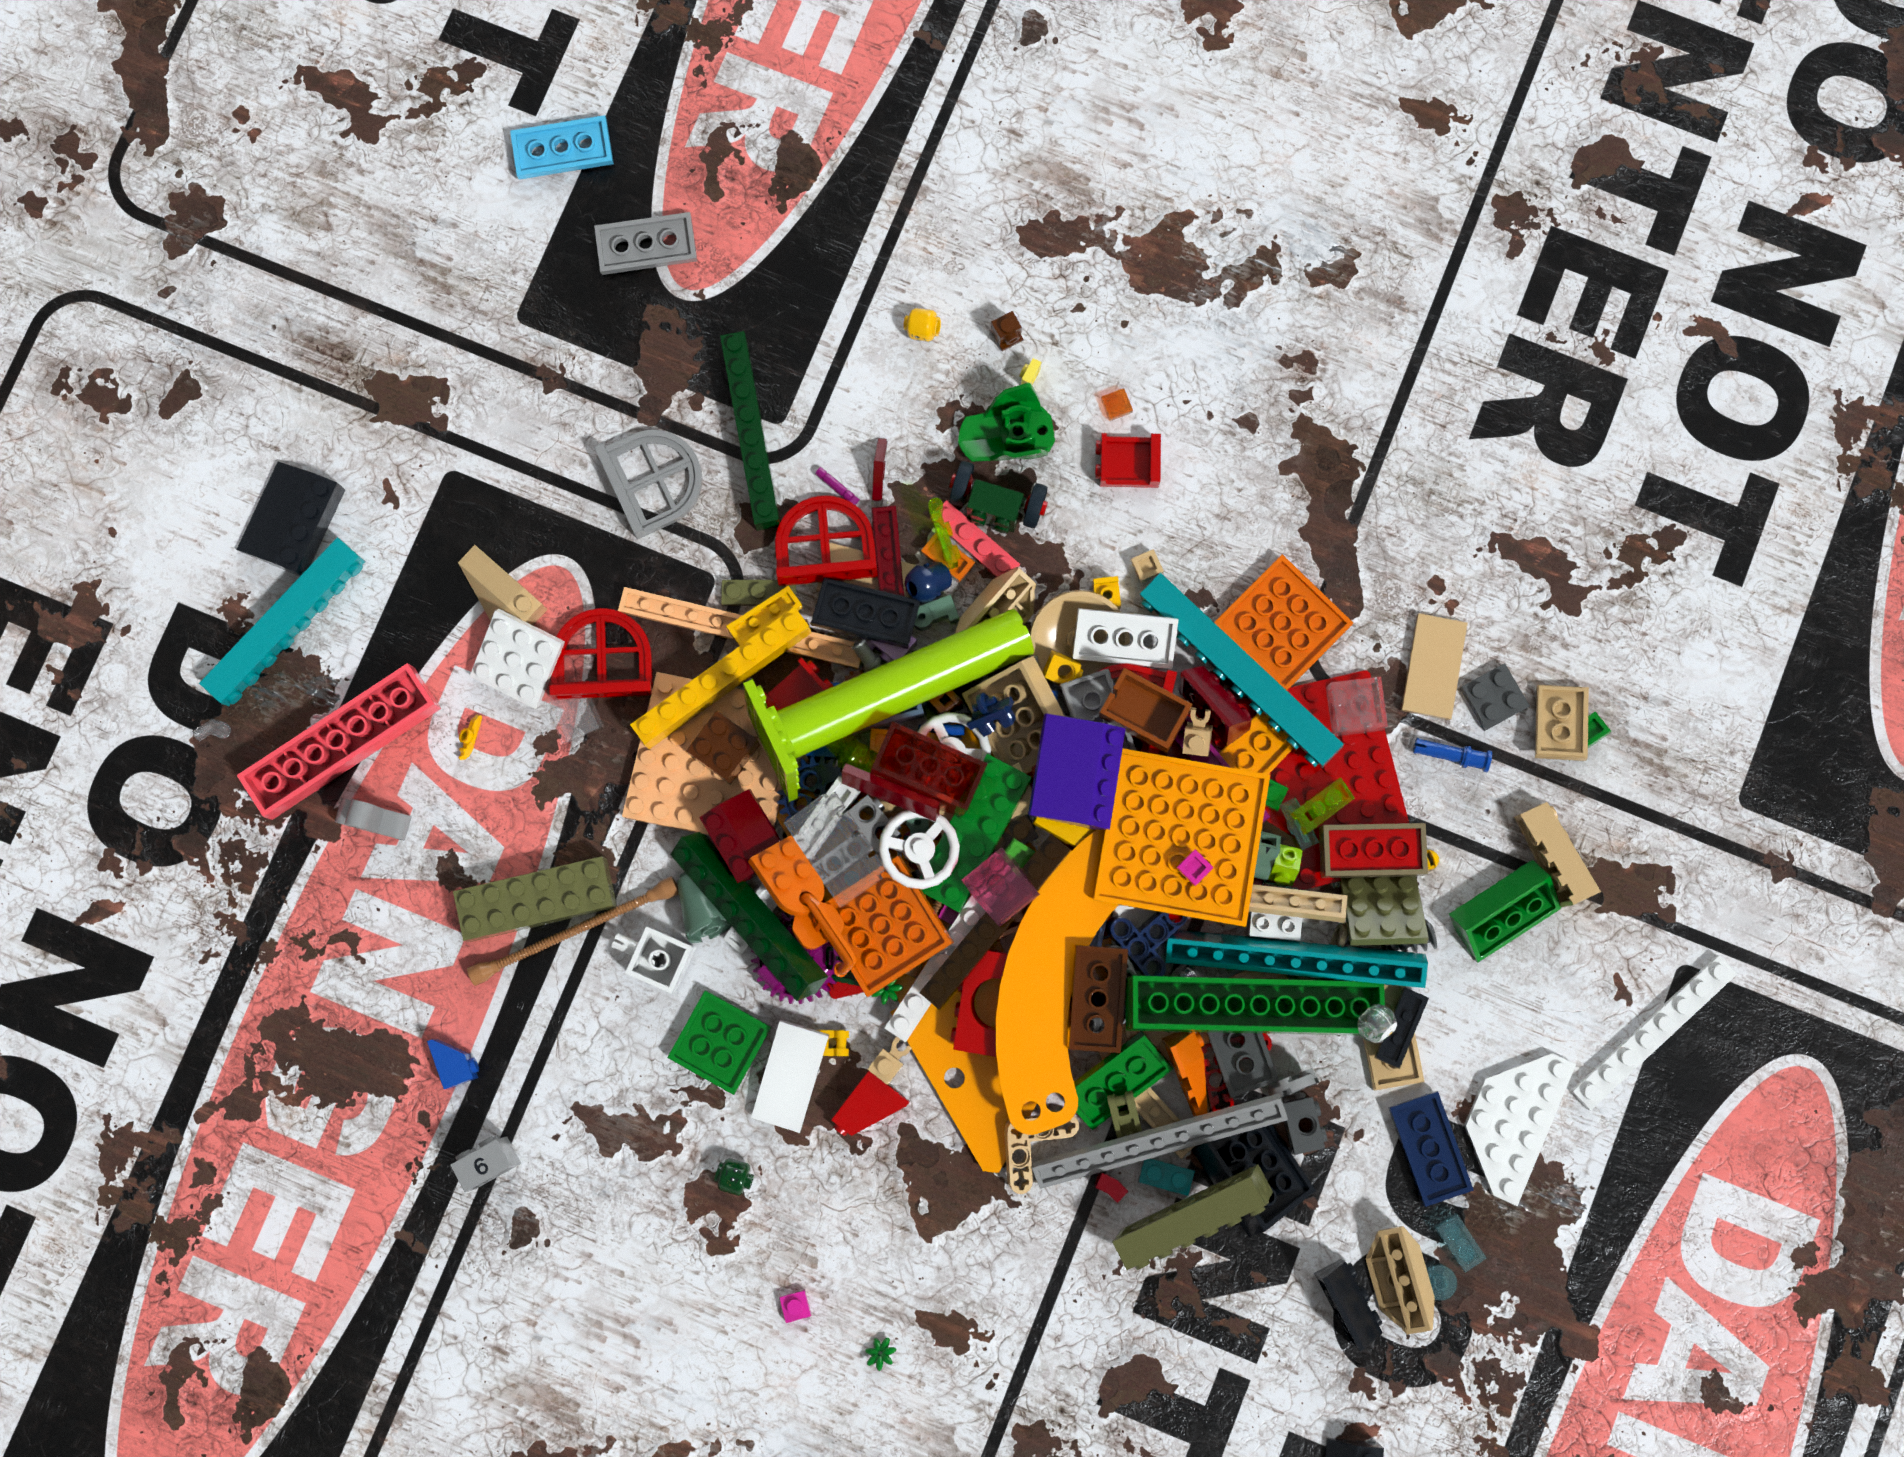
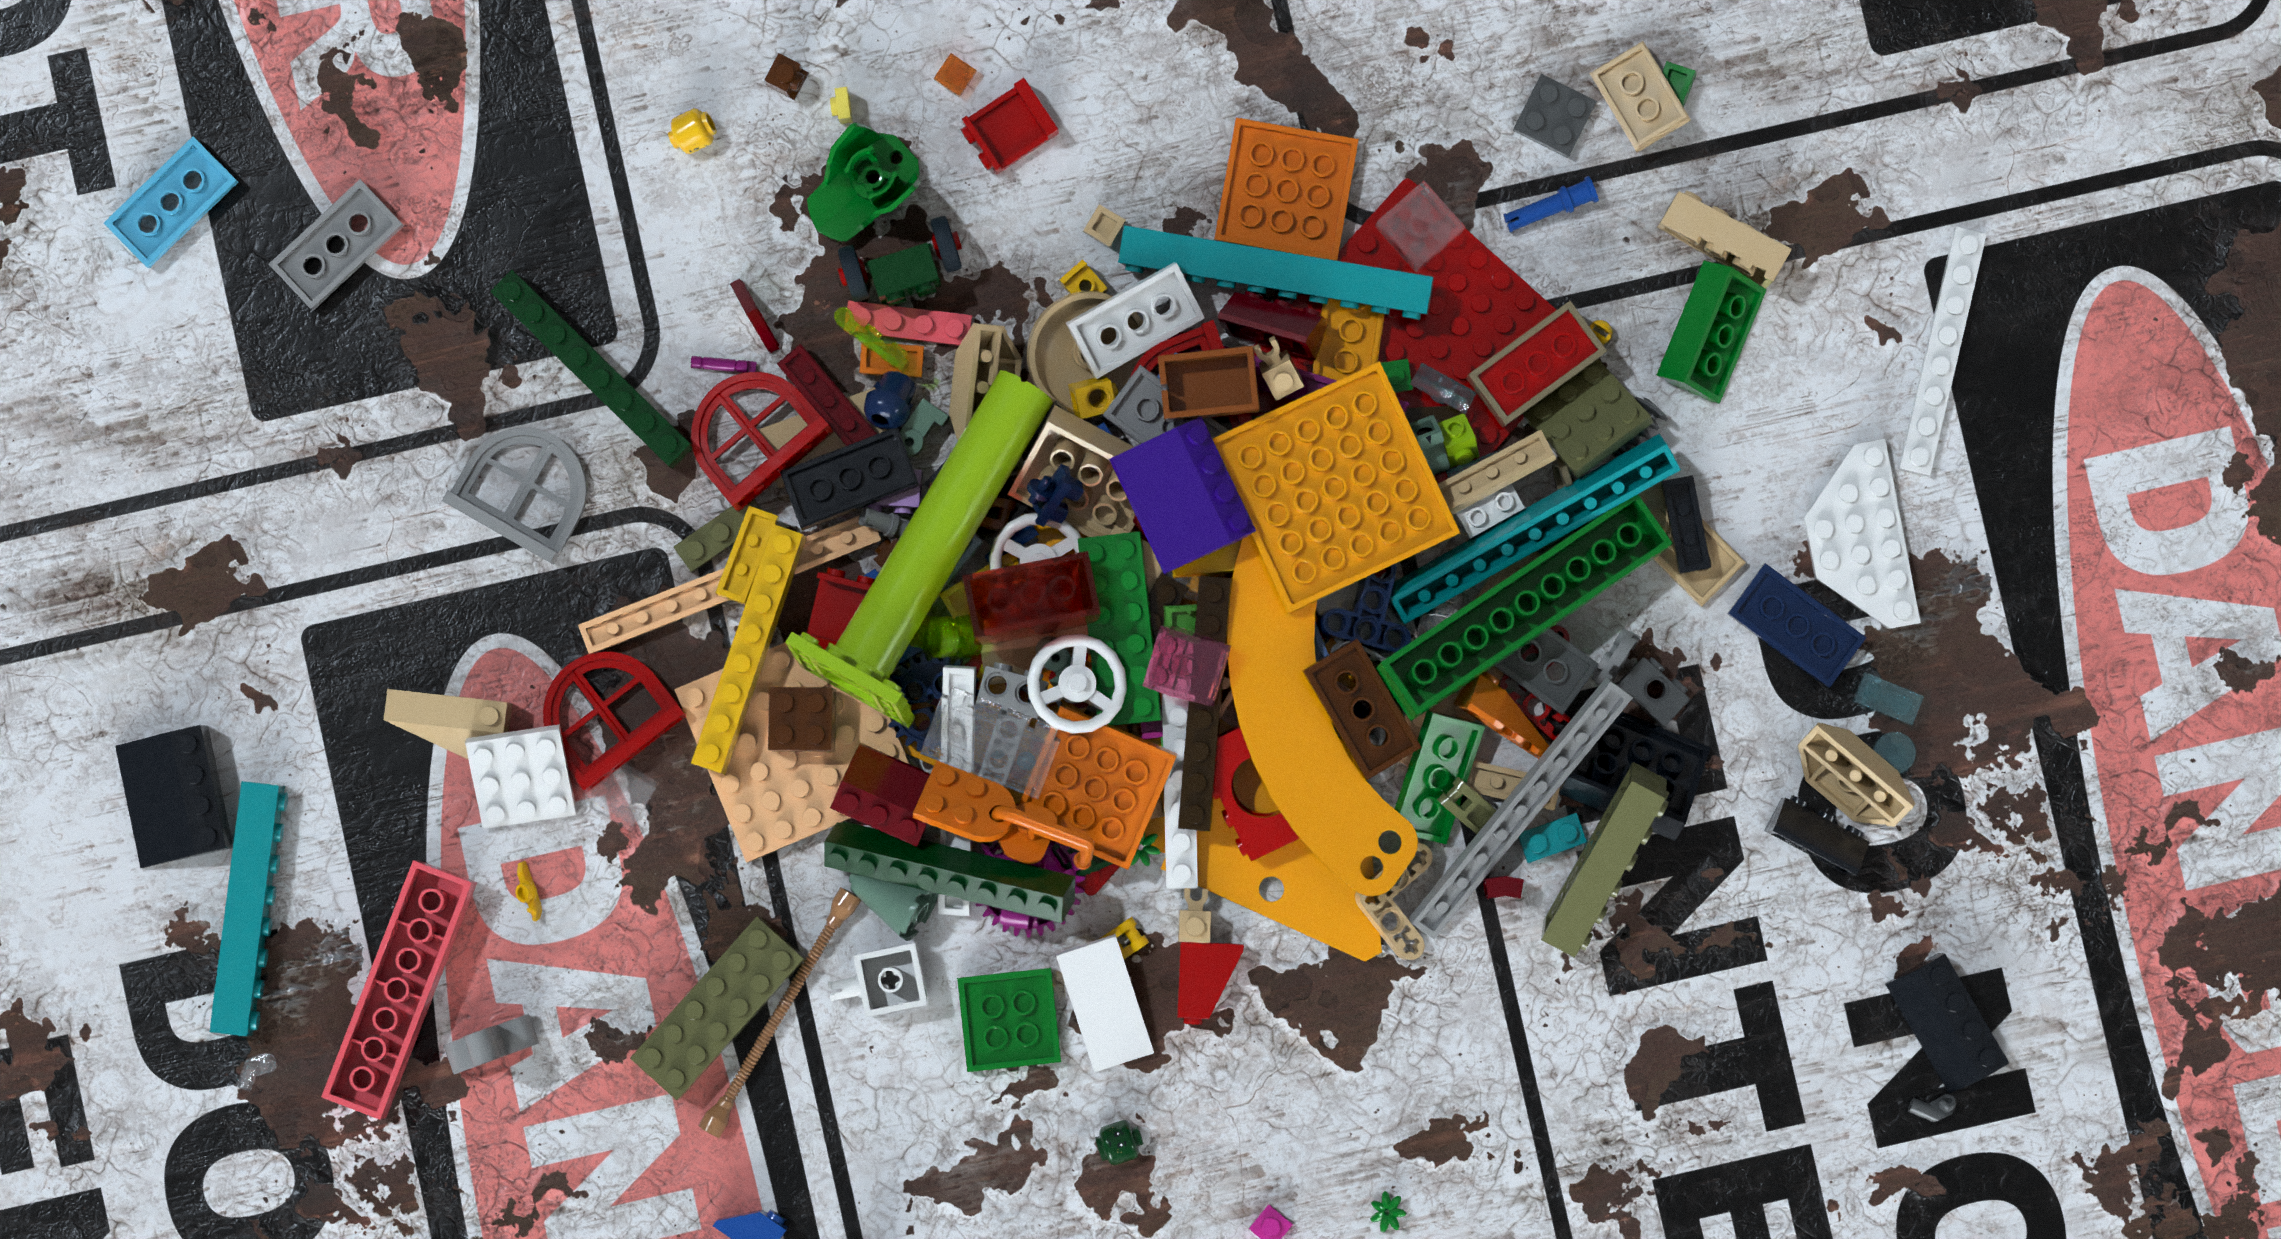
camera: 35 degrees left, 5 degrees up
(890, 792) = (1009, 647): dark red tile -> none
(1194, 867) = (1368, 510): dark pink plate -> none
(1323, 805) = (1454, 353): clear neon green plate -> none
(1377, 1023) = (1656, 539): clear head -> none
(1434, 666) = (1471, 127): tan tile -> none

